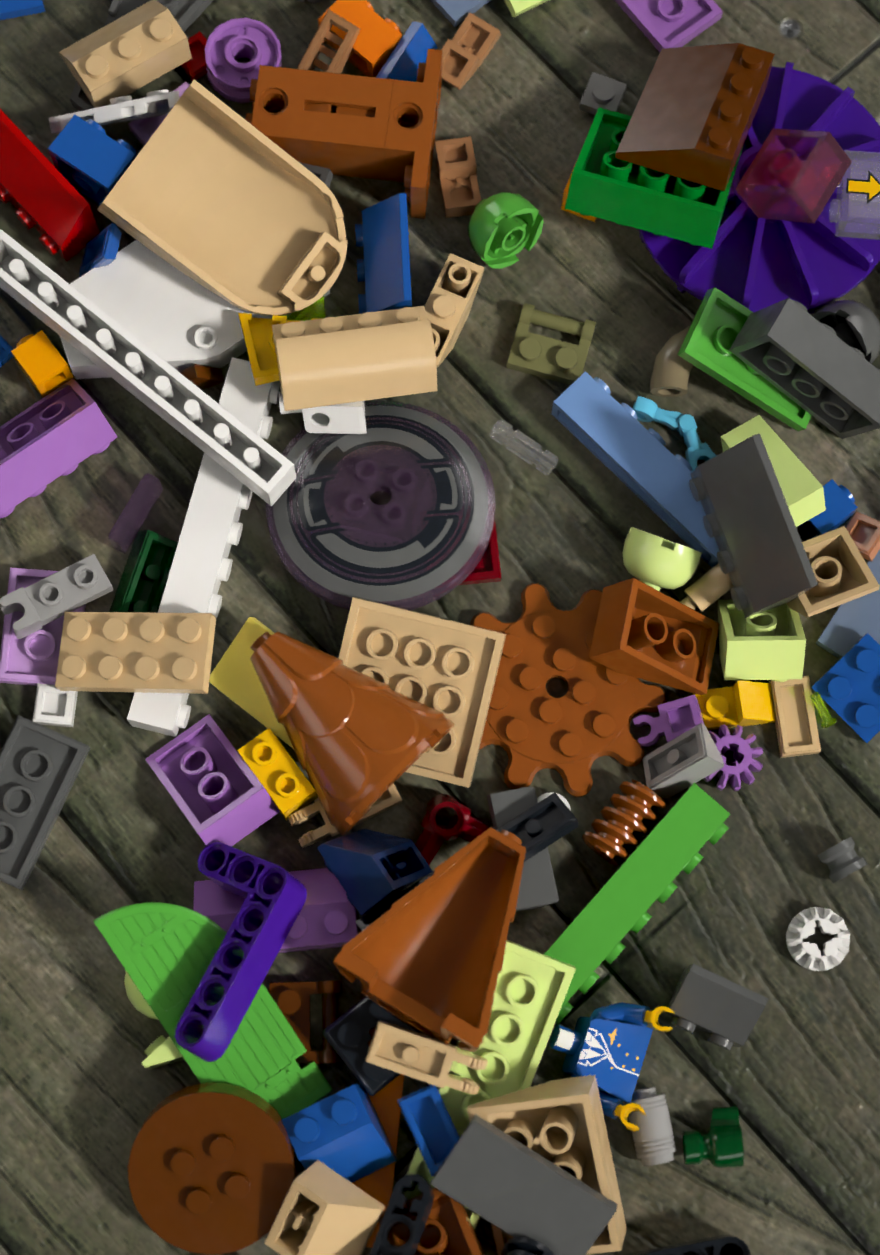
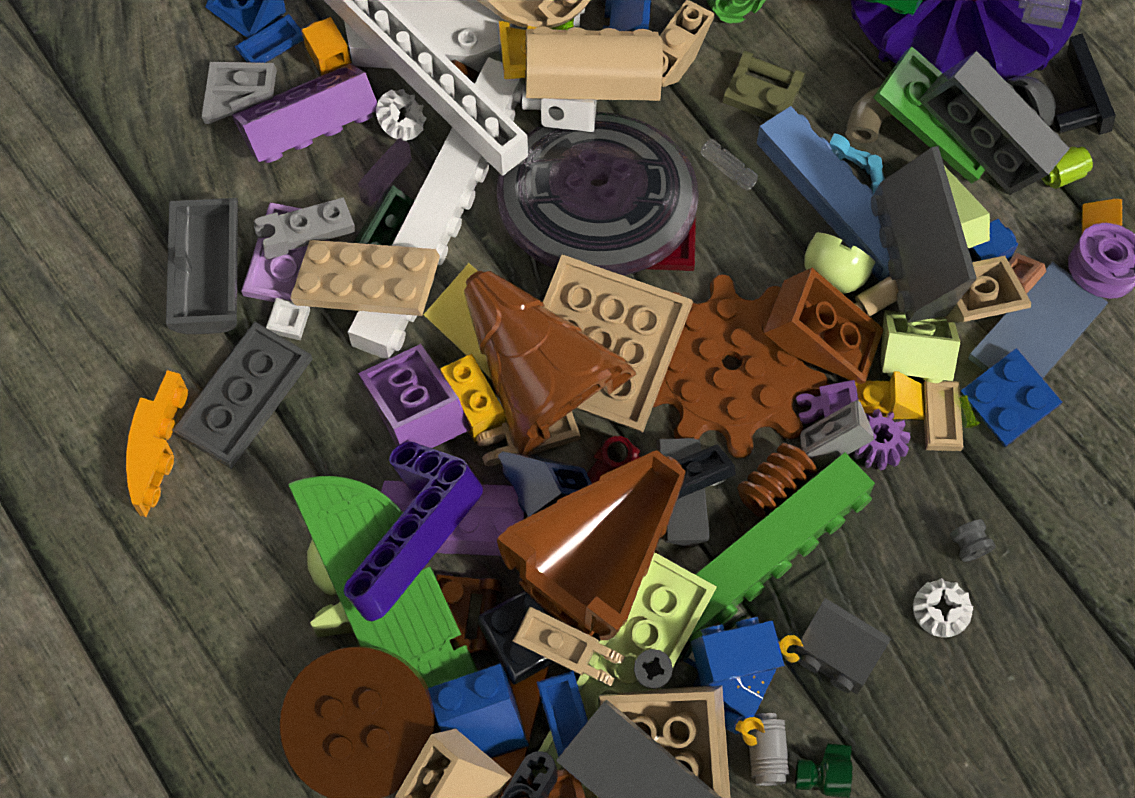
camera: 10 degrees right, 10 degrees down
(128, 442) = (388, 114): none -> white gear
(521, 1062) = (651, 675): none -> dark grey wheel
(606, 1036) = (736, 652): none -> blue brick

